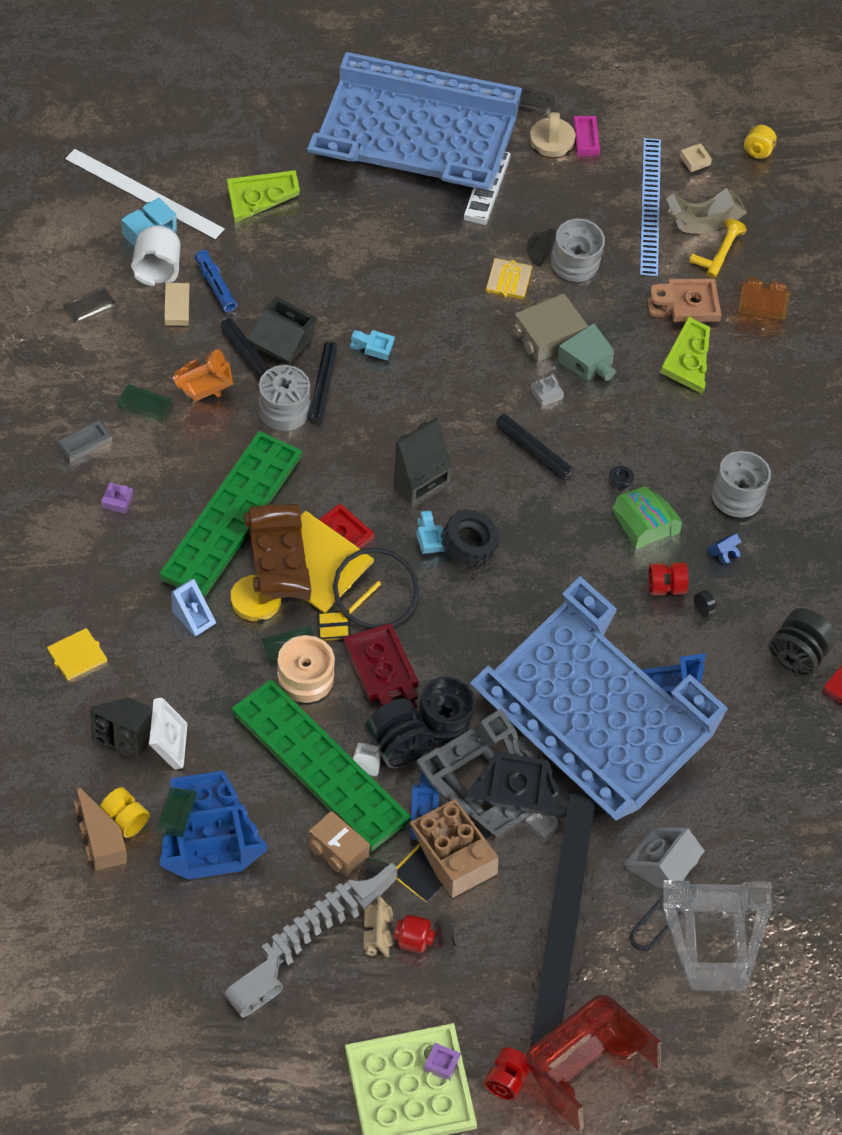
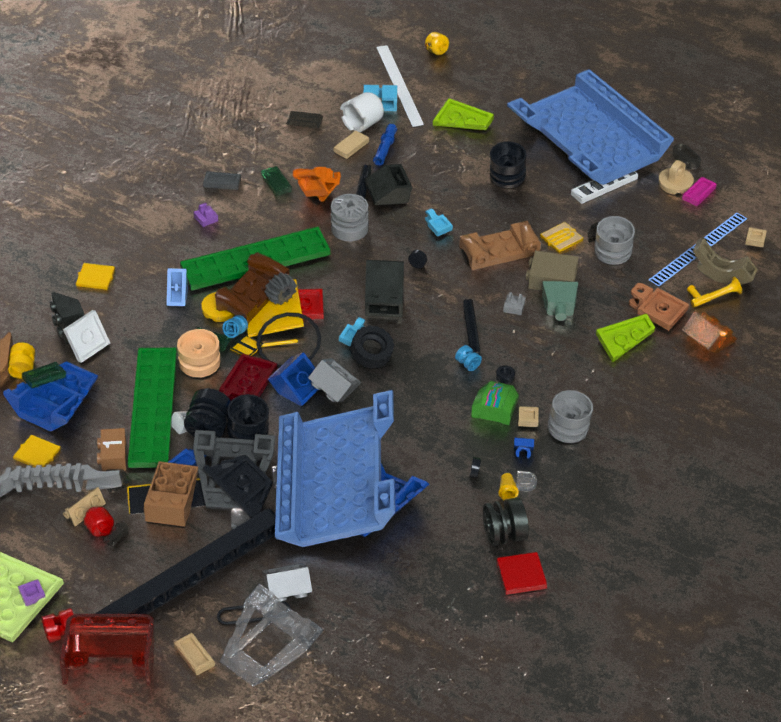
camera: 45 degrees right, 10 degrees down
(136, 114) = (437, 43): none -> yellow head
(254, 905) = (36, 452): none -> yellow piece
(306, 611) = (235, 326): none -> dark azure wheel
(316, 534) = (280, 288): none -> dark grey gear
(323, 382) = (386, 225): black axle -> none
(380, 225) = (507, 164): none -> black wheel
(401, 401) = (417, 259): none -> black tile
(432, 627) = (292, 379): none -> blue slope
(465, 328) = (501, 246): none -> medium nougat piece
(476, 603) = (333, 380): none -> light grey slope
(572, 484) = (468, 358): none -> dark azure wheel
(658, 1001) = (194, 654): none -> tan tile
(676, 575) = (465, 439): red wheel -> none
(694, 511) = (528, 416): none -> tan plate
(756, 603) = (507, 487): none -> yellow cone
(760, 584) = (526, 481): none -> clear tile

